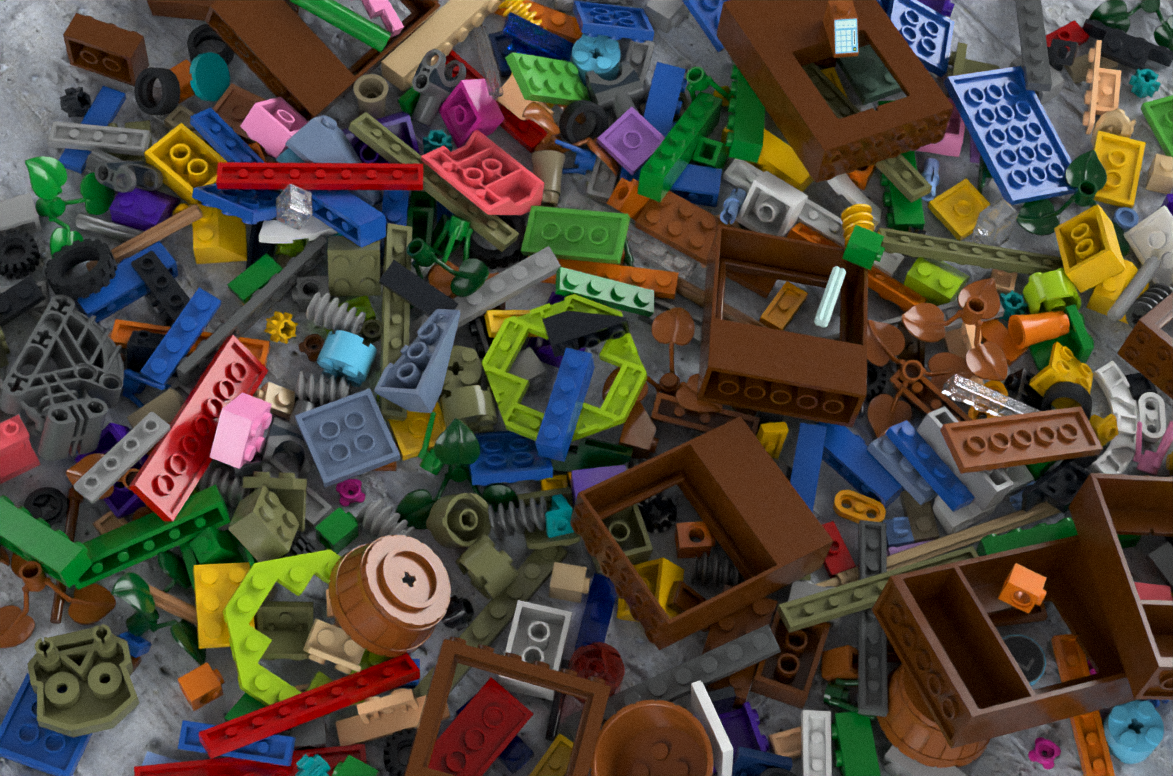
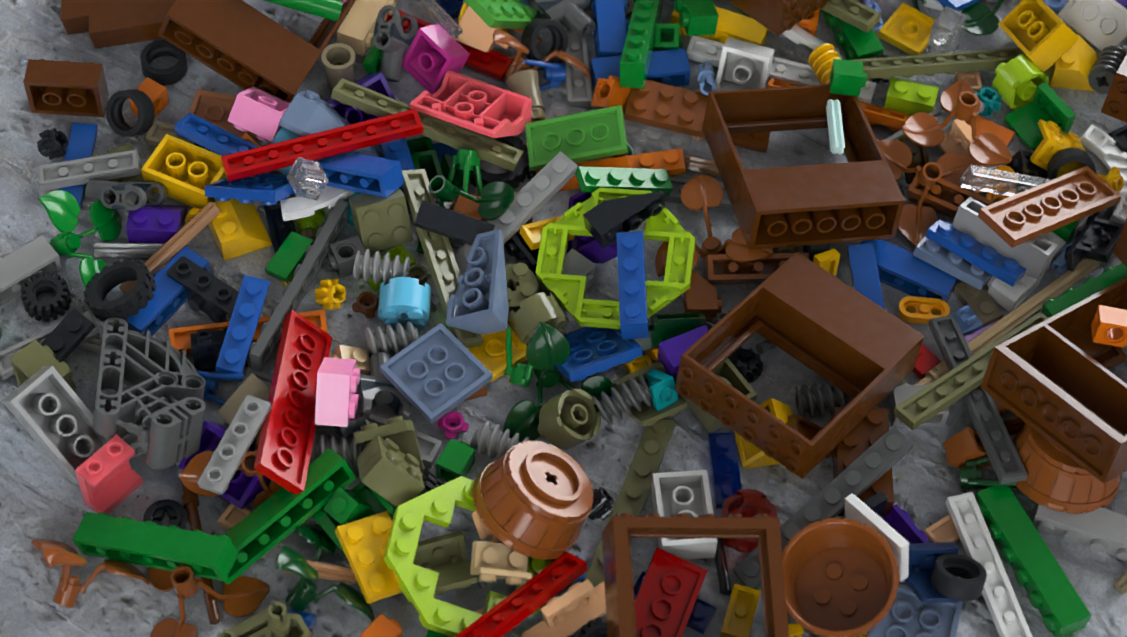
camera: 15 degrees left, 5 degrees down
(209, 76) = (175, 87): teal tile -> none
(437, 139) = (410, 91): teal gear -> none
(487, 568) = (611, 454): olive brick -> none
(568, 582) = (688, 447): tan brick -> none
(631, 140) = (595, 43): medium lavender plate -> none
(685, 547) = (782, 386): orange brick -> none
(783, 307) = (786, 150): light orange plate -> none
(791, 672) = (925, 468): reddish brown brick -> none
(1036, 328) = (1012, 115): orange plant -> none
(1134, 289) = (1089, 56): light grey axle -> none

